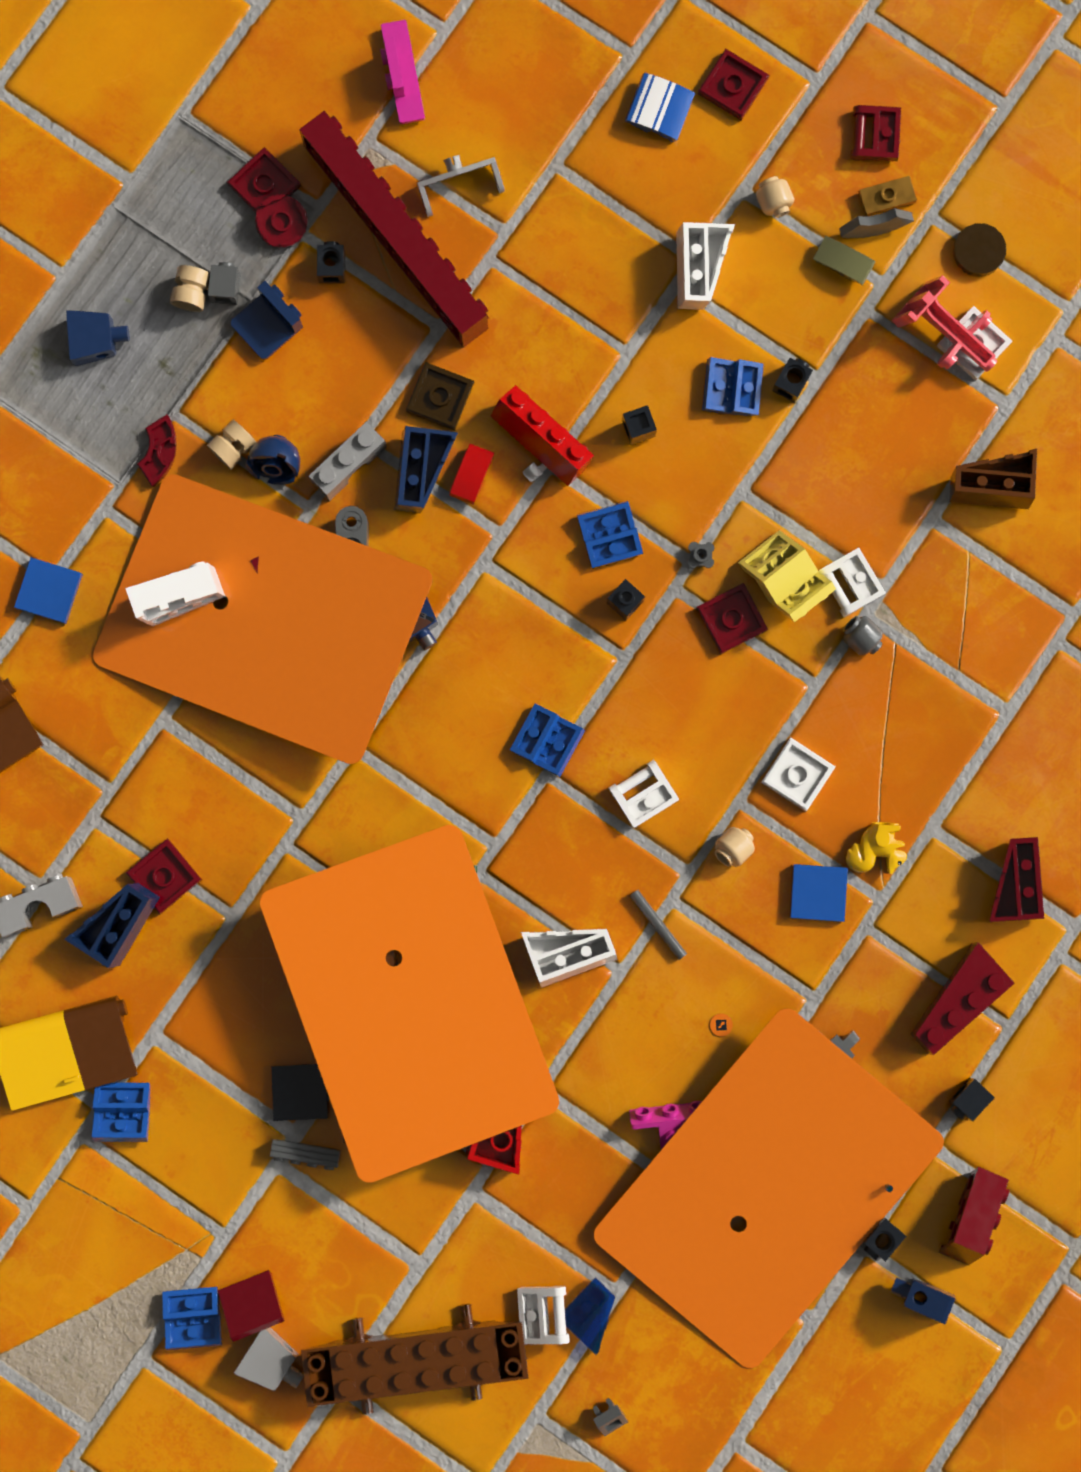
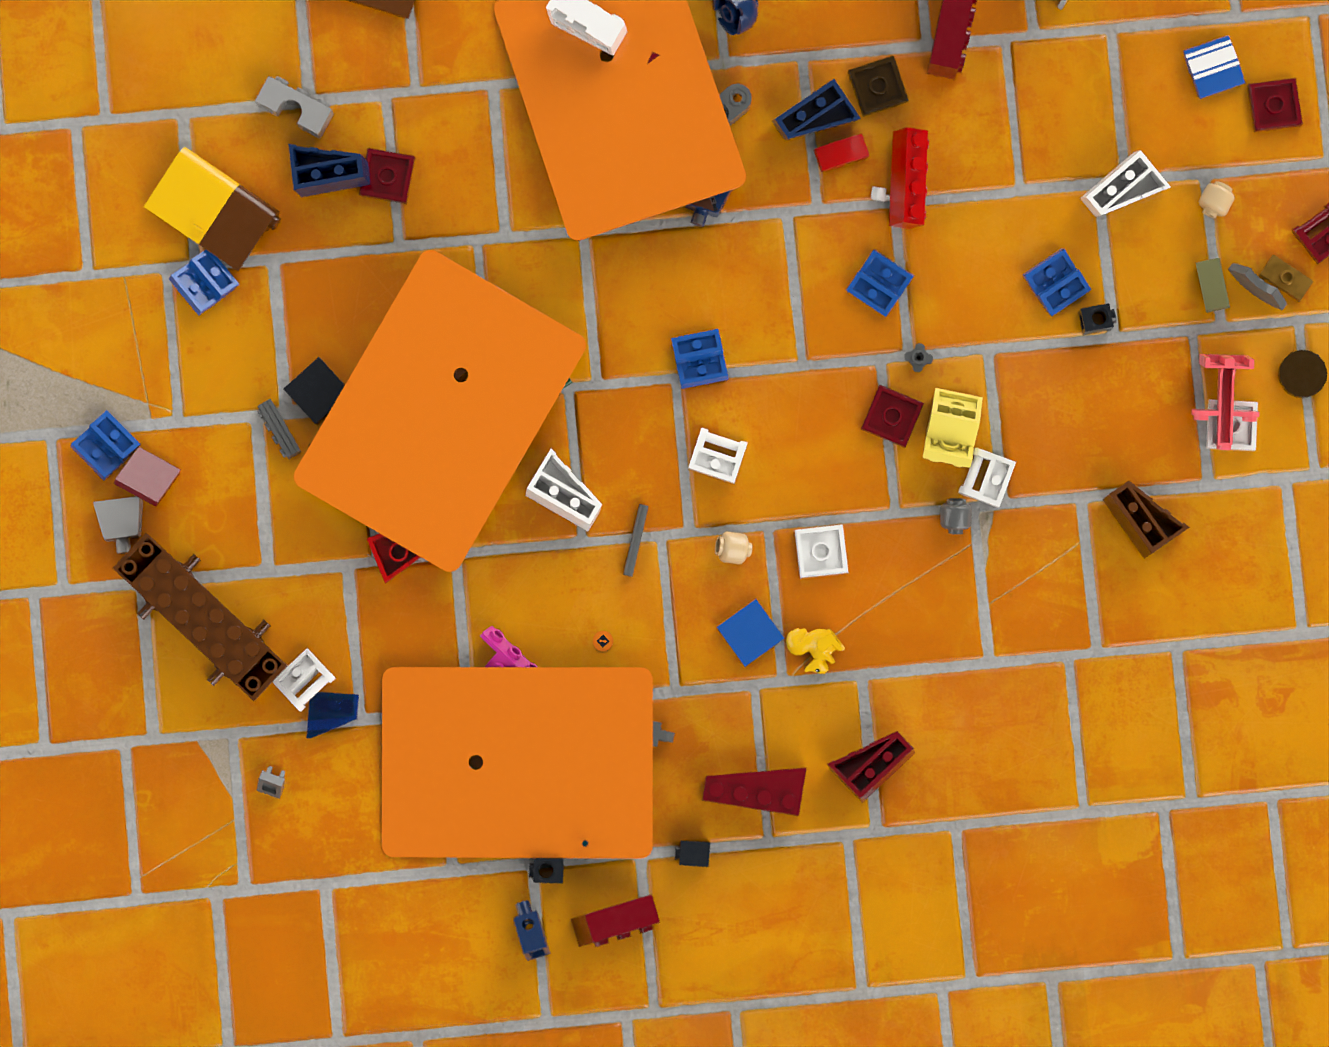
camera: 50 degrees right, 0 degrees up
(341, 464) = (789, 60): light grey arch -> none
(625, 599) = (842, 331): black brick -> none
(639, 425) = (972, 238): black brick -> none

